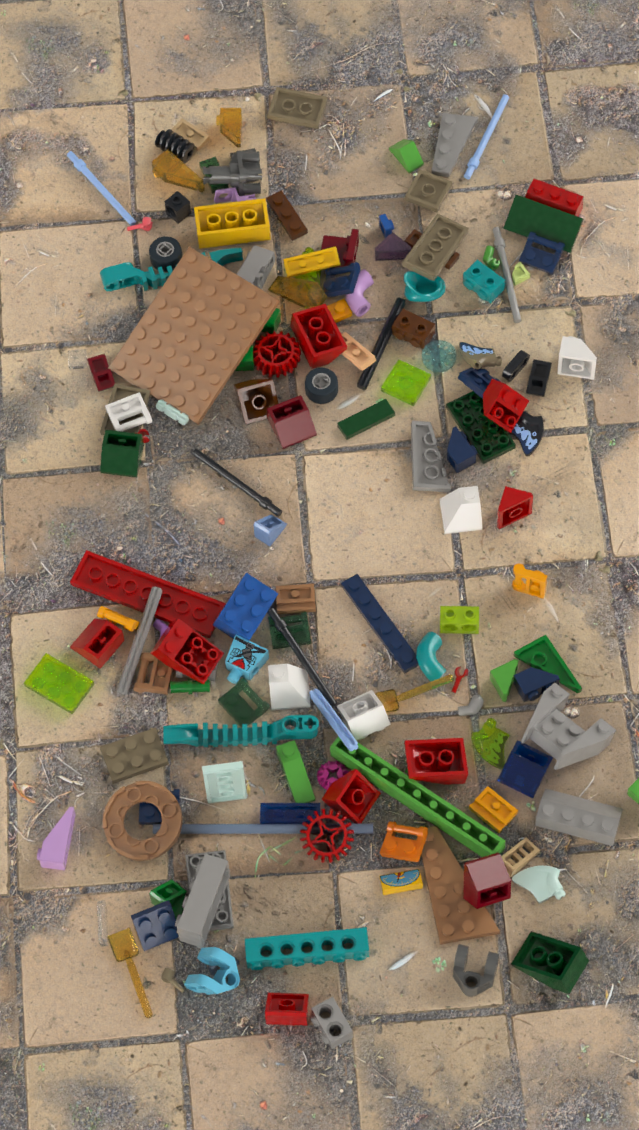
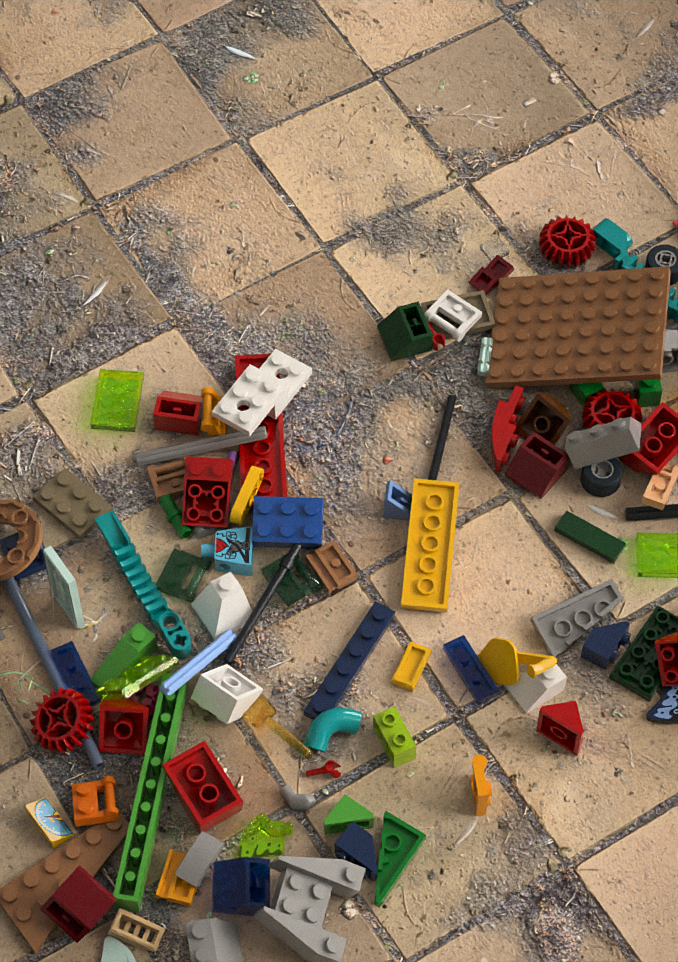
camera: 60 degrees right, 5 degrees down
(106, 312) = (578, 235): none -> red gear
(123, 573) = (262, 392): none -> white bracket
(206, 626) = (246, 495): none -> yellow beam
(247, 432) = (504, 428): none -> red slope
(307, 366) = (603, 442): none -> light grey slope
(317, 523) = (430, 545): none -> yellow plate
(323, 766) = (136, 677): none -> clear neon green plate
(405, 584) = (411, 666): none -> yellow tile
(431, 546) = (470, 670): none -> clear blue plate
(440, 520) = (502, 660): none -> yellow piece
(490, 787) = (199, 858): none -> light grey slope

